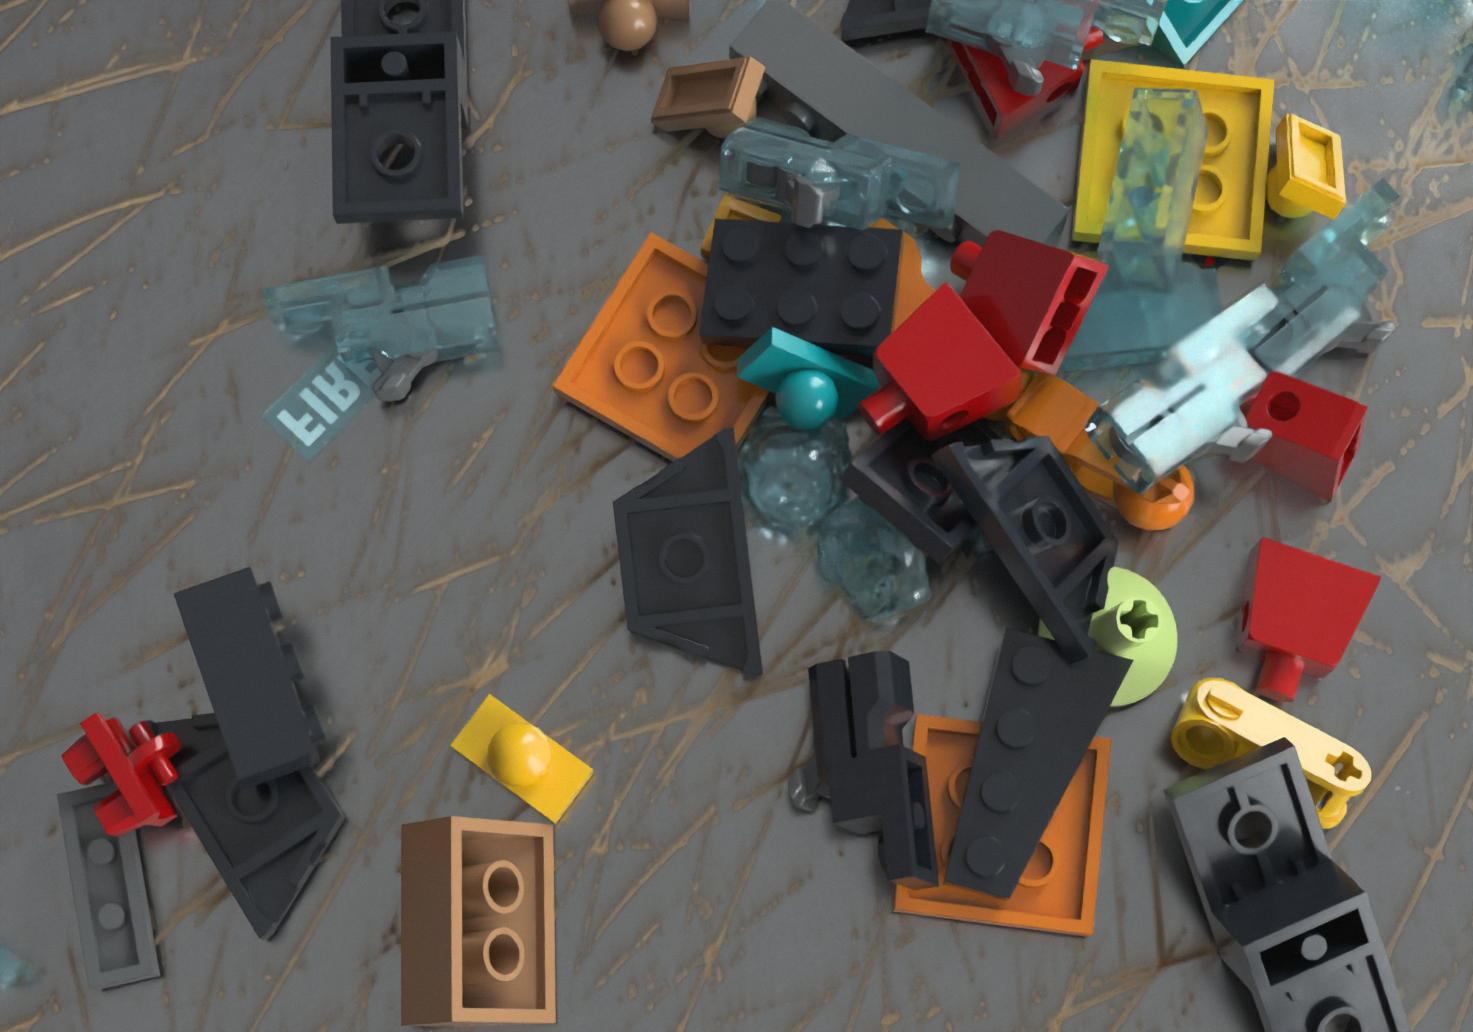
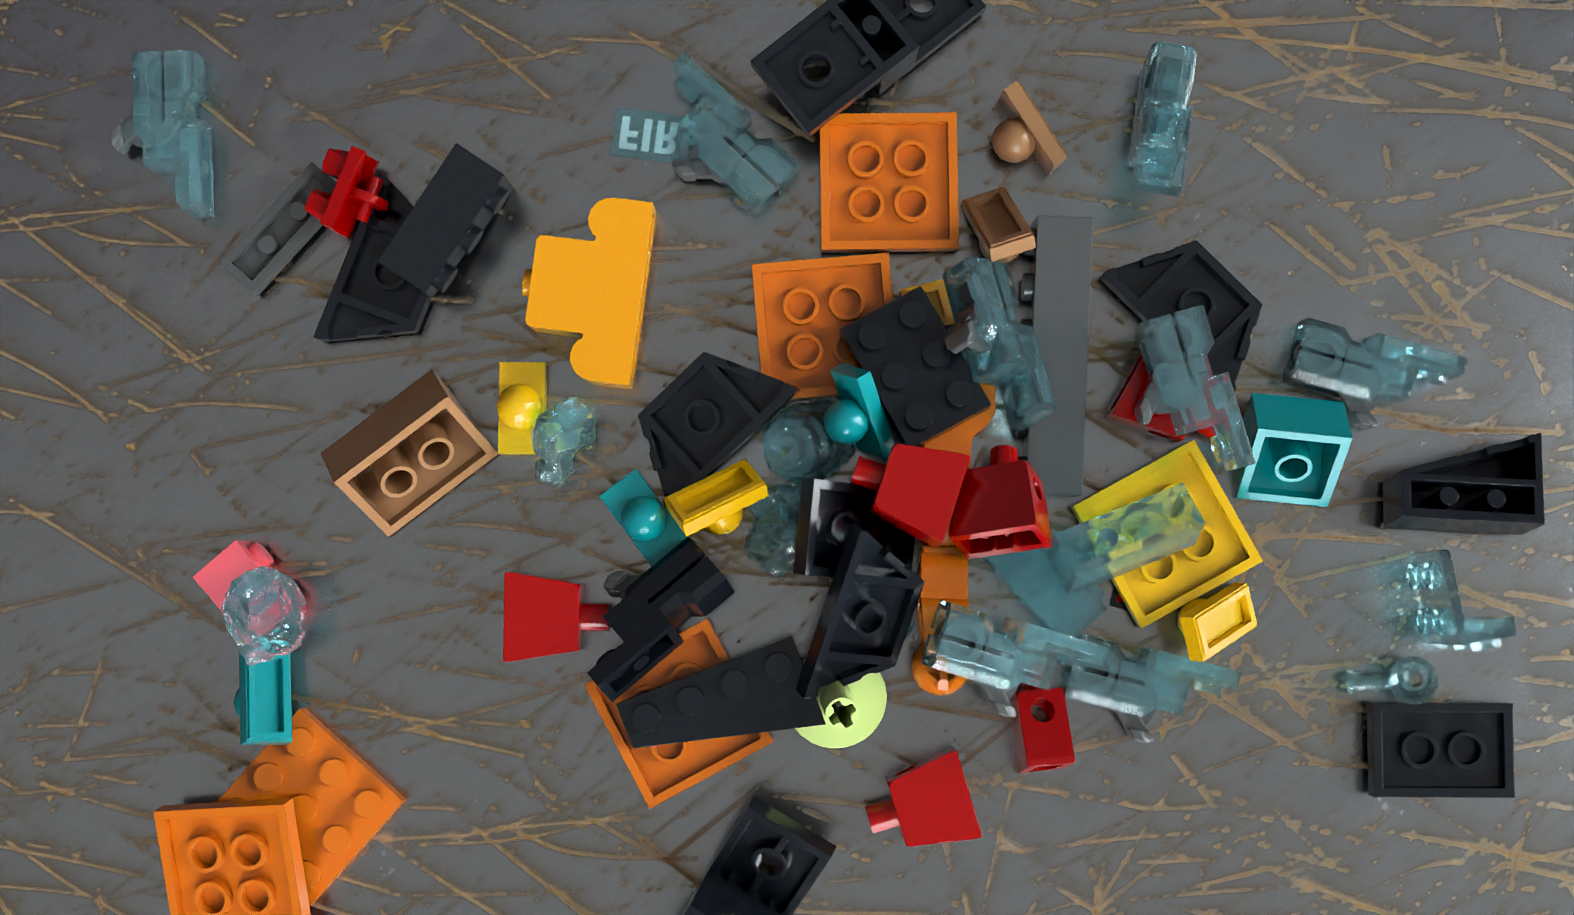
camera: 55 degrees right, 10 degrees up
(452, 577) = (596, 290): none -> light orange brick
(574, 181) = (889, 183): none -> orange plate
(585, 726) = (558, 436): none -> clear light blue hair
(749, 709) = (643, 517): none -> teal tile
(784, 895) = (546, 616): none -> red torso
(790, 606) = (717, 500): none -> yellow tile
(1226, 722) = (827, 807): yellow piece -> none

